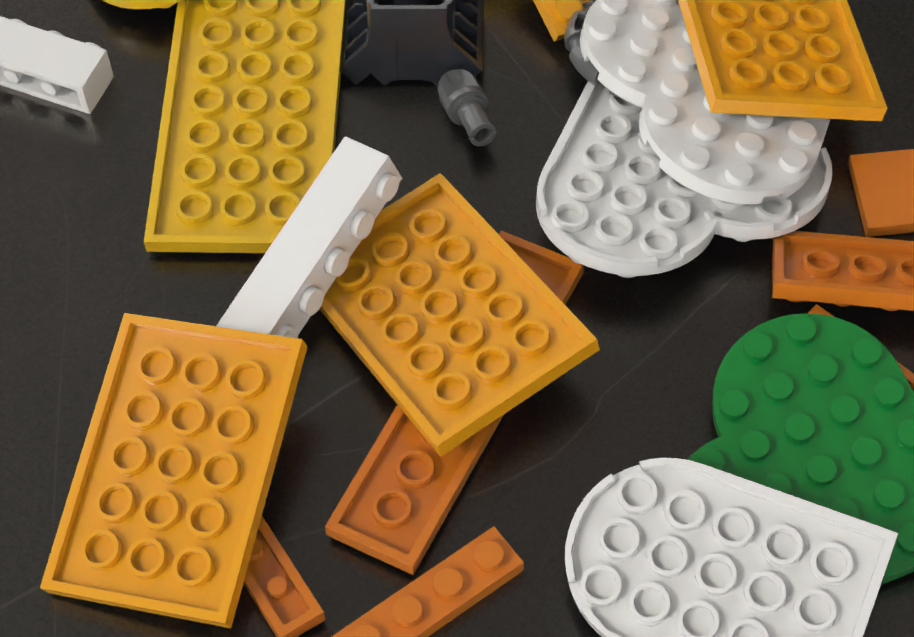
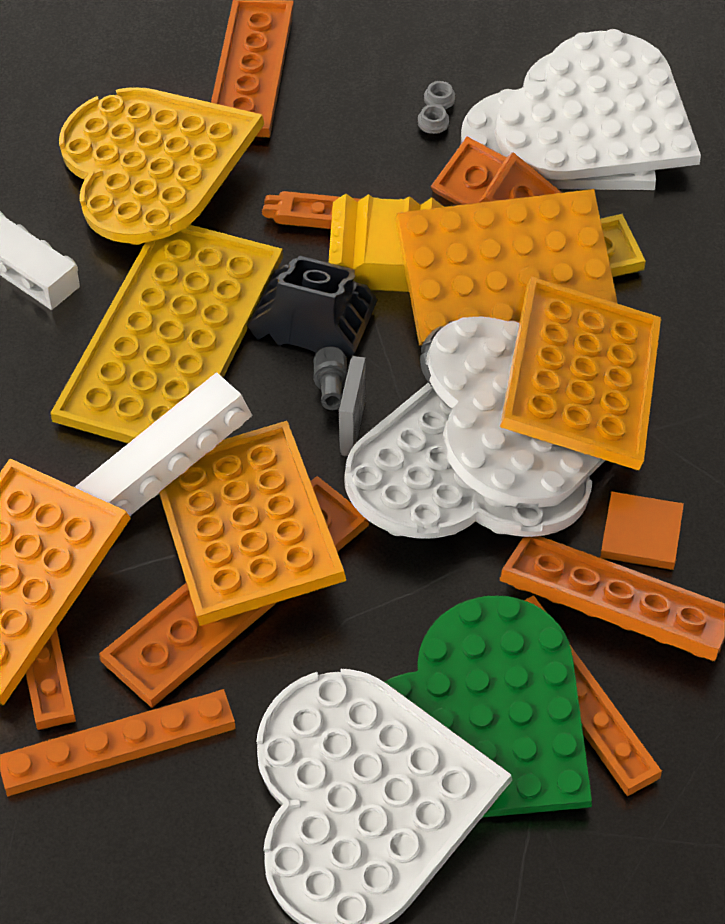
camera: 15 degrees right, 5 degrees down
(513, 134) = (352, 405): none -> light grey tile

